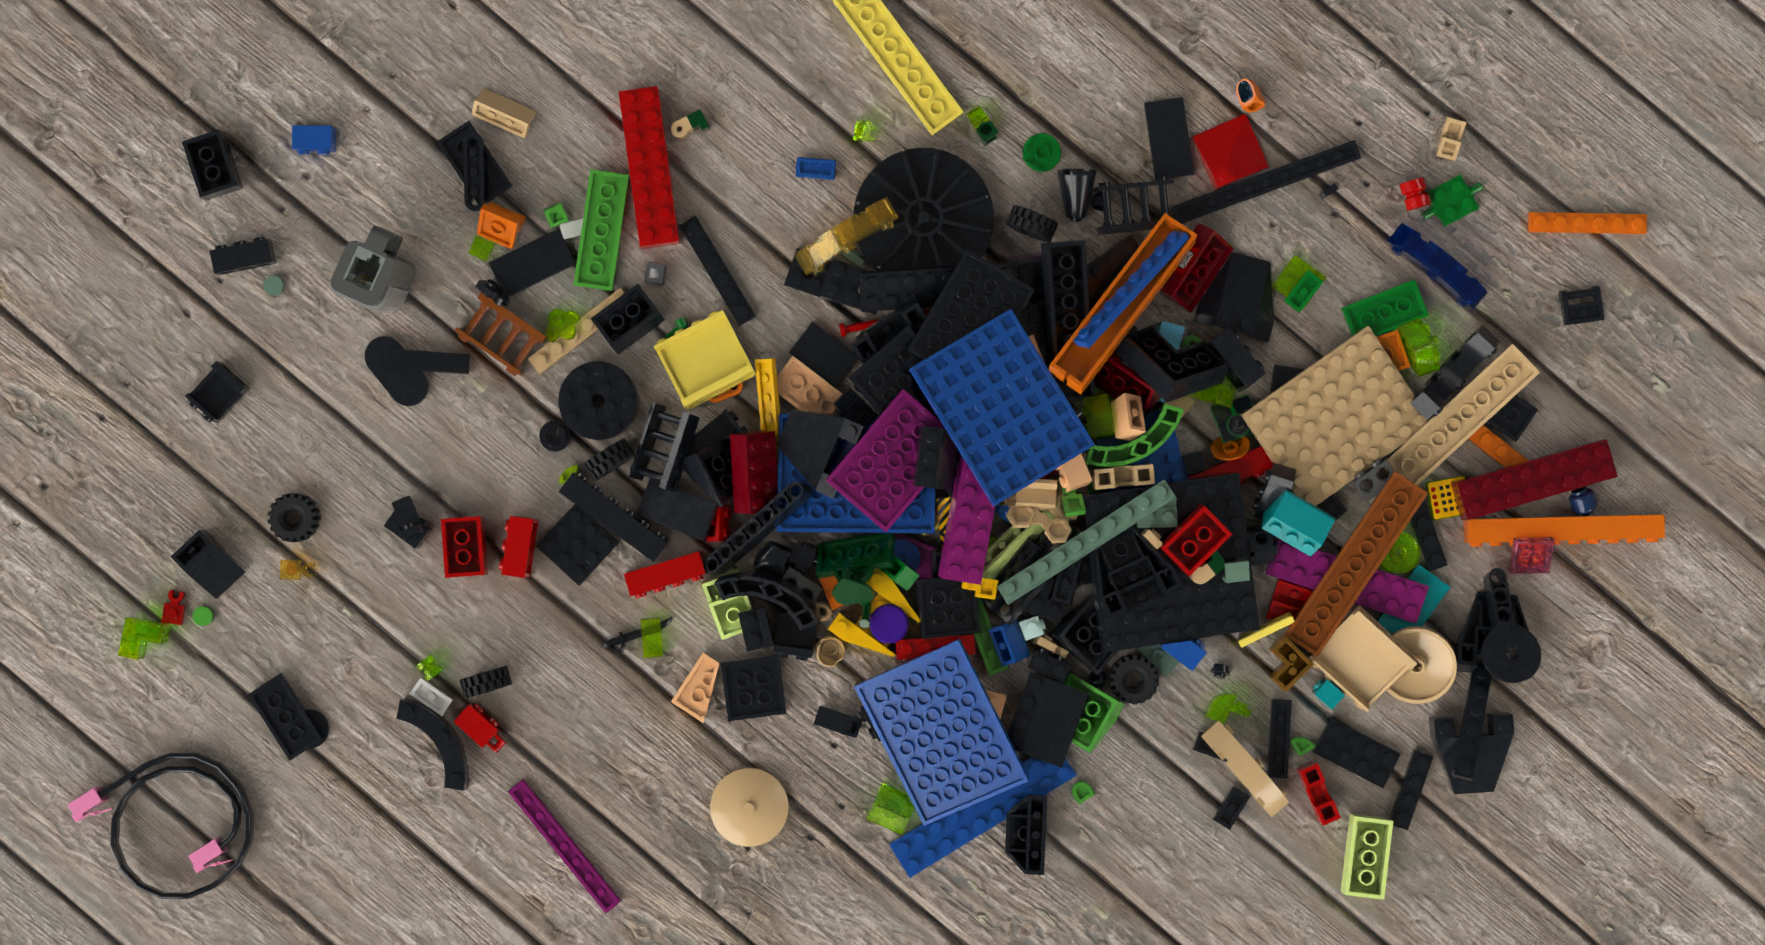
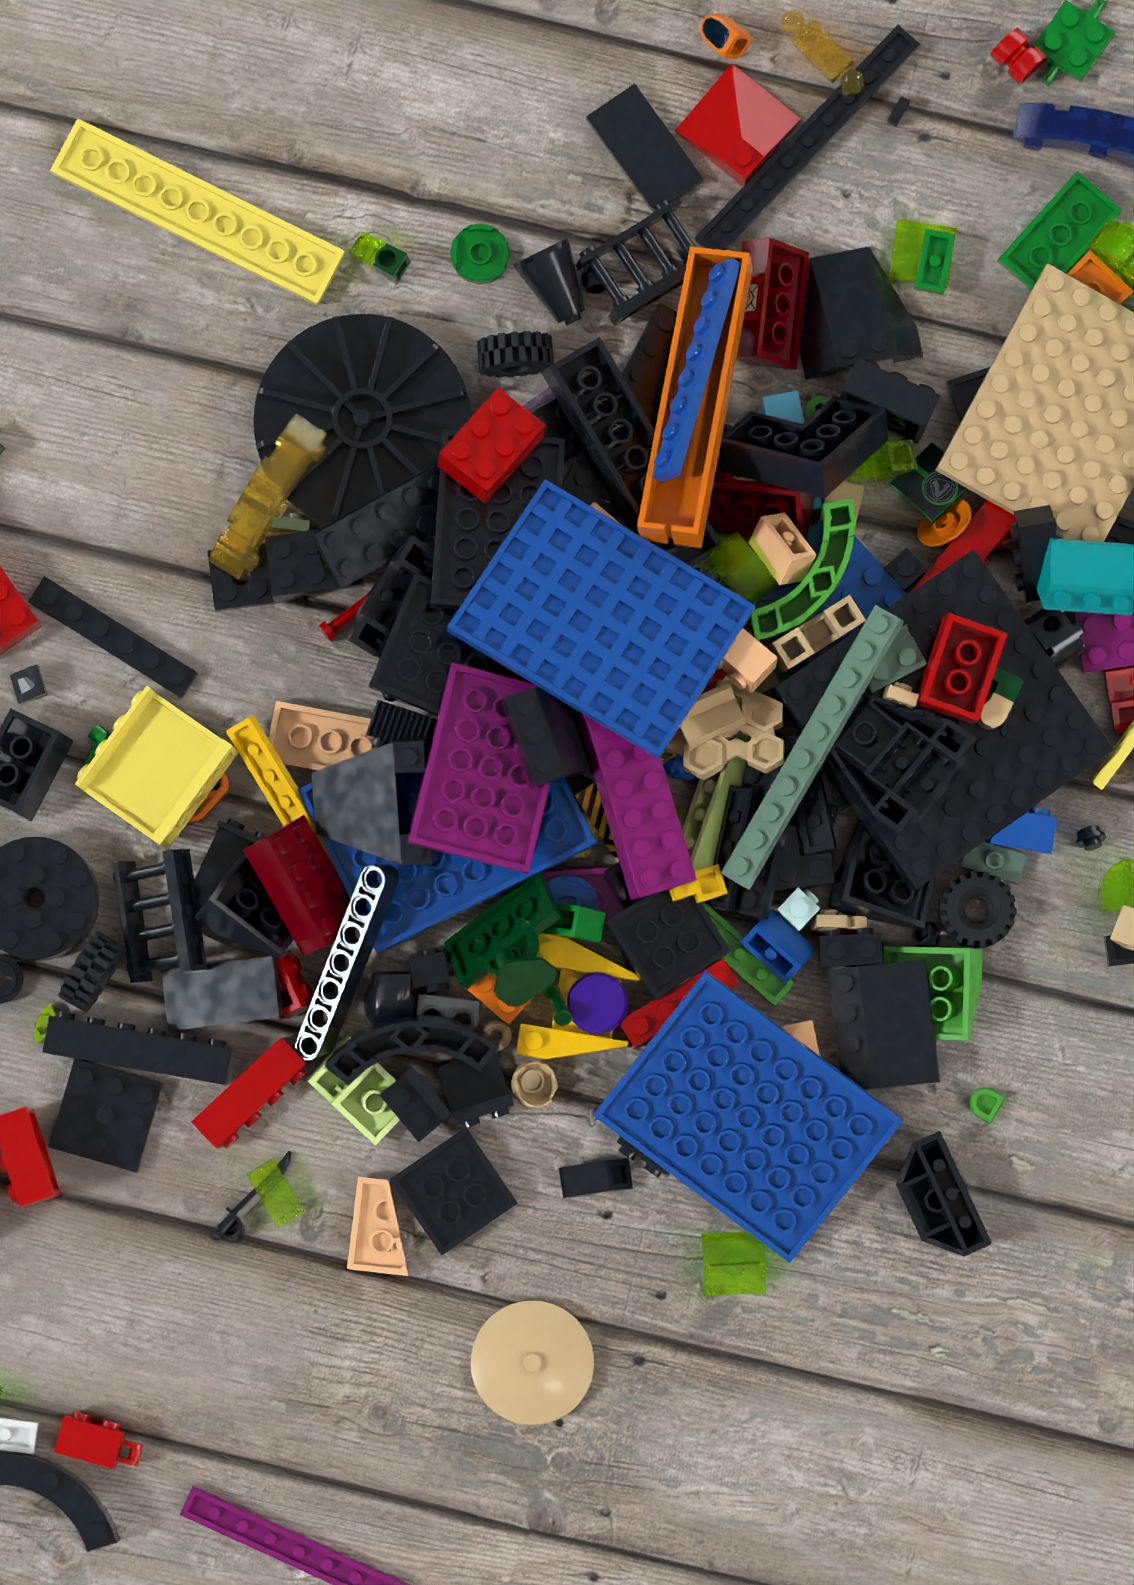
camera: 30 degrees left, 5 degrees down
(485, 682) = (72, 1372): black tyre -> none
(815, 168) = (179, 429): blue plate -> none
(824, 354) = (319, 678): black tile -> none
(863, 131) = (219, 346): clear neon green tile -> none
(937, 839) = (823, 1266): blue plate -> none
(990, 273) = (491, 445): none -> red brick
(1073, 503) = (767, 704): bright green plate -> none
(1237, 571) = (1040, 682): sand green panel -> none
(1302, 134) = (822, 51): none -> clear yellow plate

